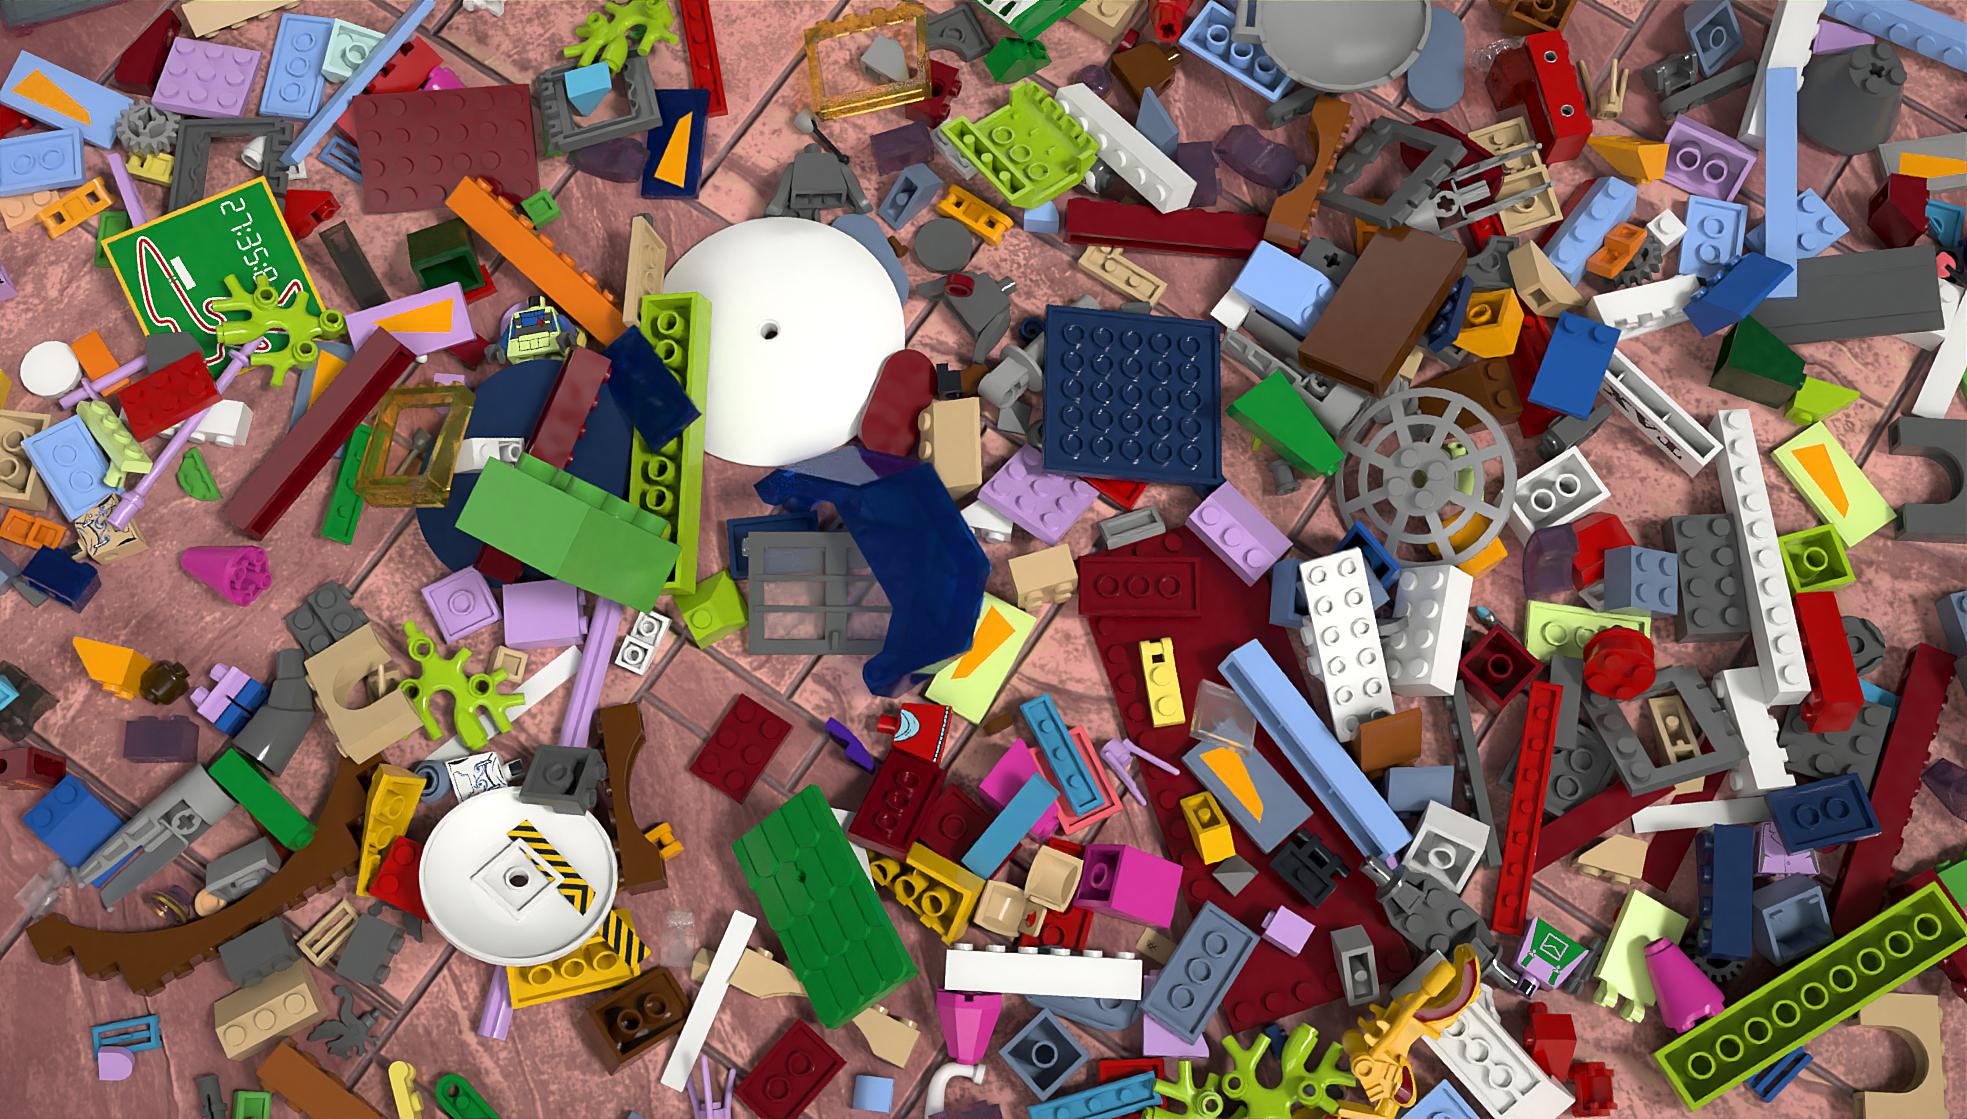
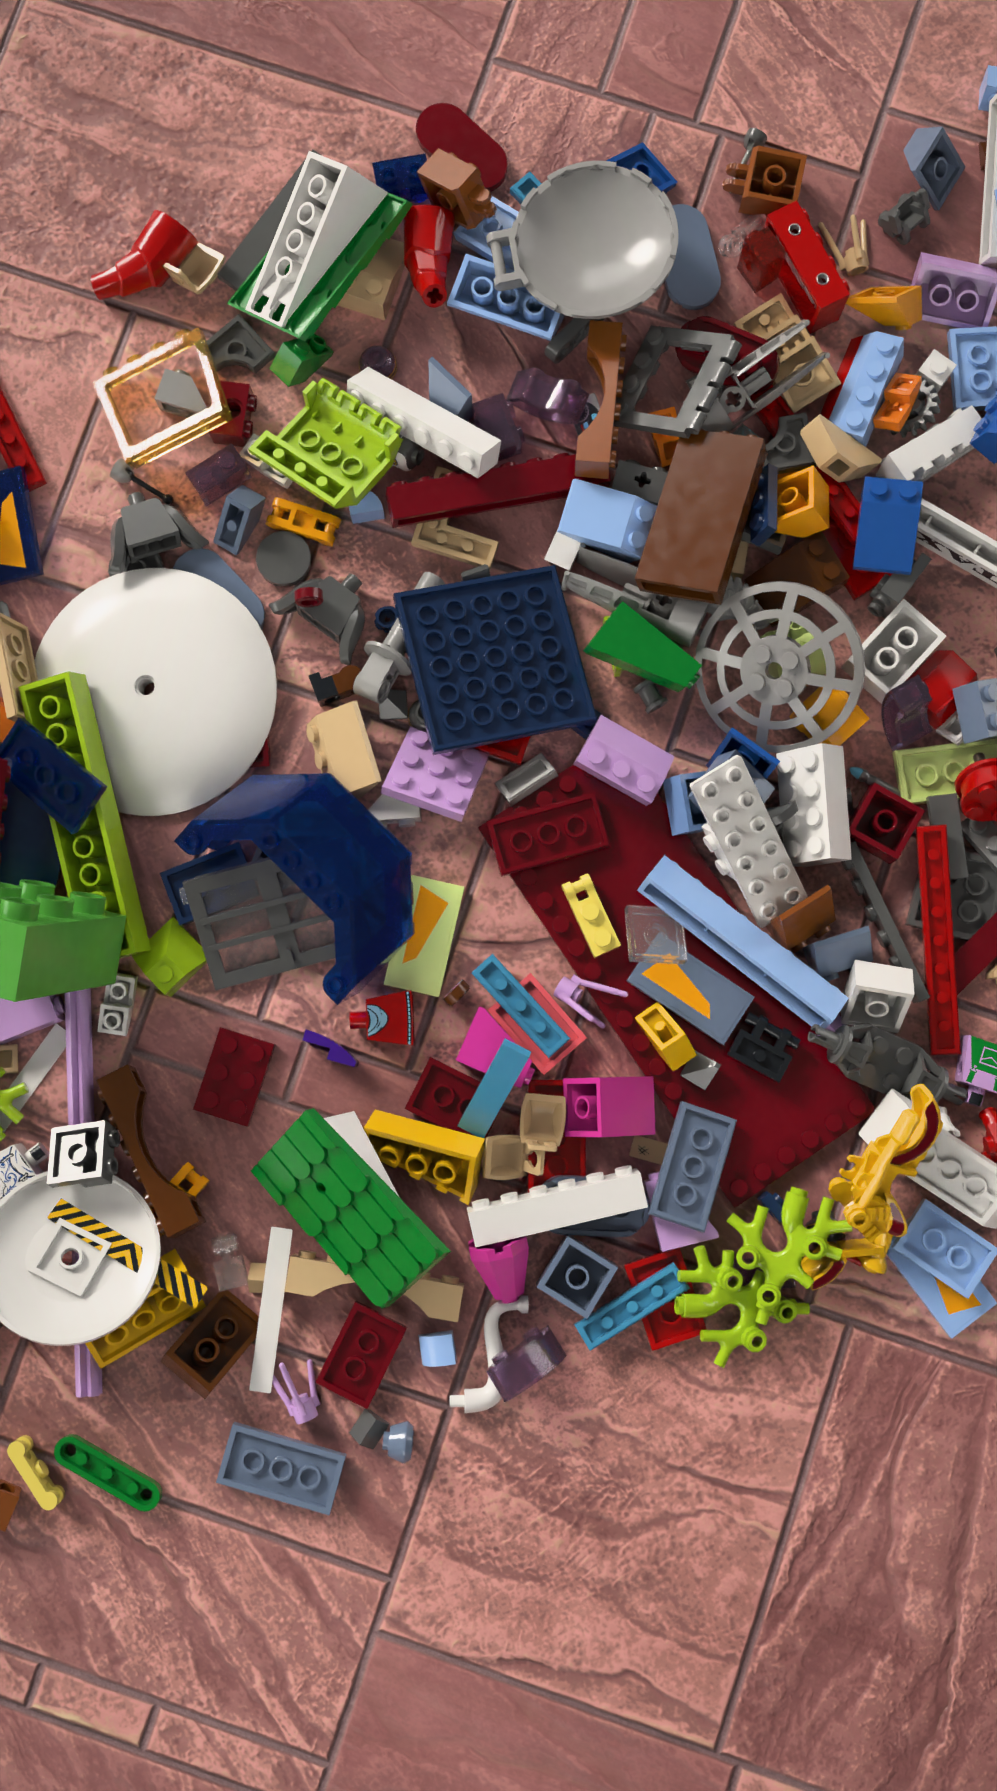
camera: 15 degrees left, 10 degrees up
(895, 402) = (281, 722): dark red tile -> none
(897, 805) = (387, 1095): dark red tile -> none
(901, 250) = (245, 573): reddish brown piece -> none
(1043, 577) = (460, 850): tan brick -> none
(1128, 41) = (400, 315): dark red tile -> none
(1145, 67) = (423, 338): reddish brown torso -> none
(1286, 930) = (758, 1108): lavender brick -> none
(1356, 964) = (825, 1121): light grey slope -> none
(1708, 90) = (943, 221): dark grey beam -> none

